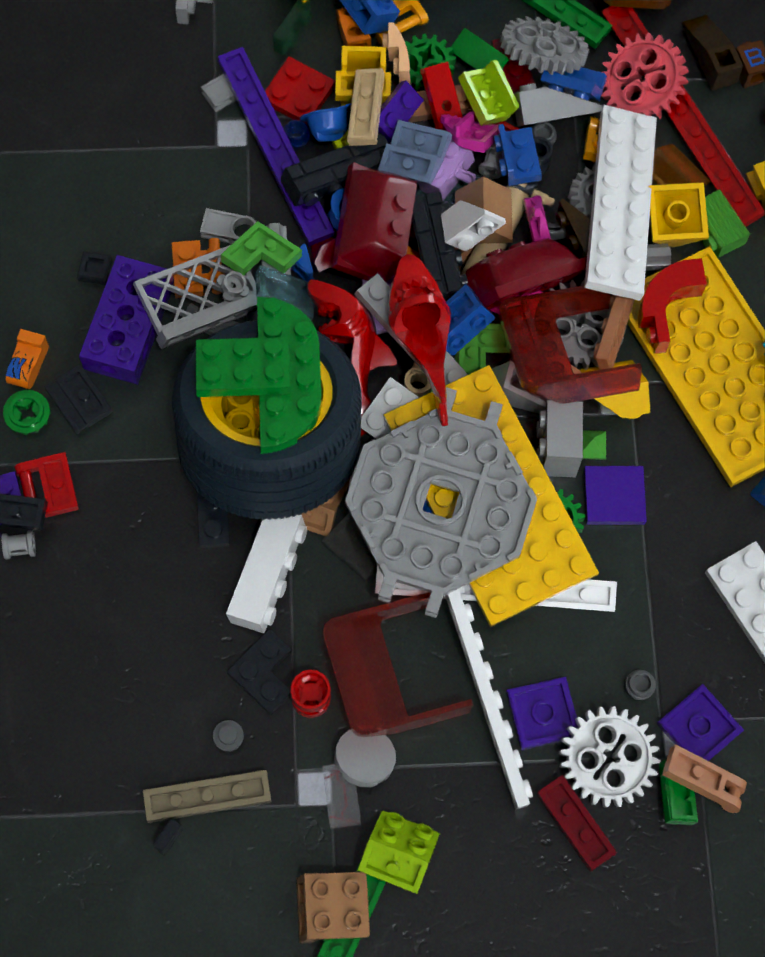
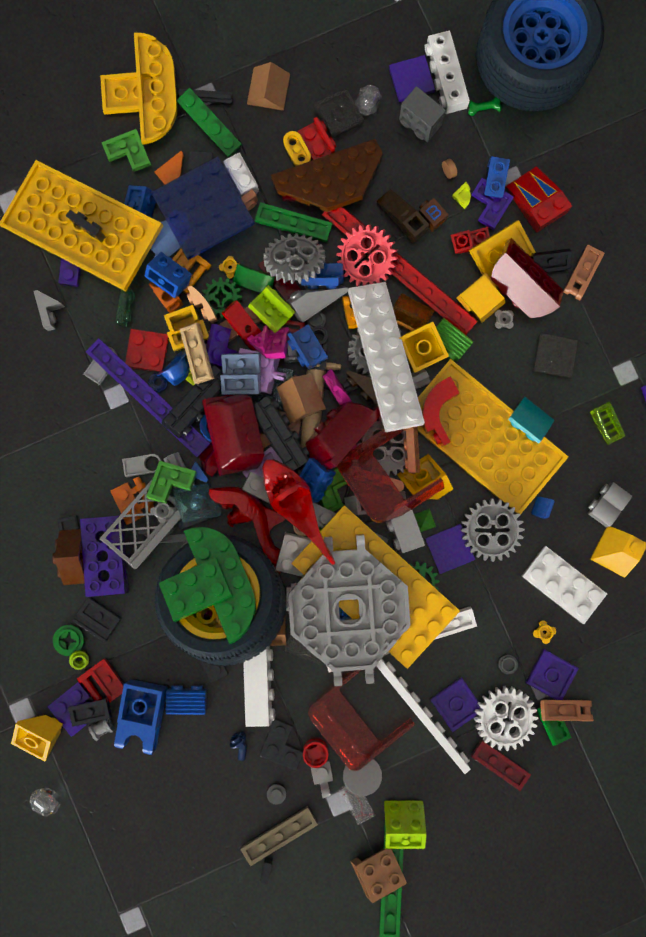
camera: 15 degrees left, 15 degrees up
(22, 449) = (78, 665): none -> lime plate
(27, 359) = (54, 607): orange leg -> none
(77, 552) = (140, 720): none -> blue brick
(78, 301) = (69, 557): none -> reddish brown brick
(155, 553) = (186, 700): none -> blue brick
(205, 639) = (238, 741): none -> dark blue plate
(305, 735) = (322, 776): none -> light grey plate
(449, 25) = (229, 261): none -> yellow plate
(467, 225) = (295, 416): white slope -> none
(677, 511) = (492, 547): none -> light grey gear
(710, 669) = (550, 631): none -> yellow plate

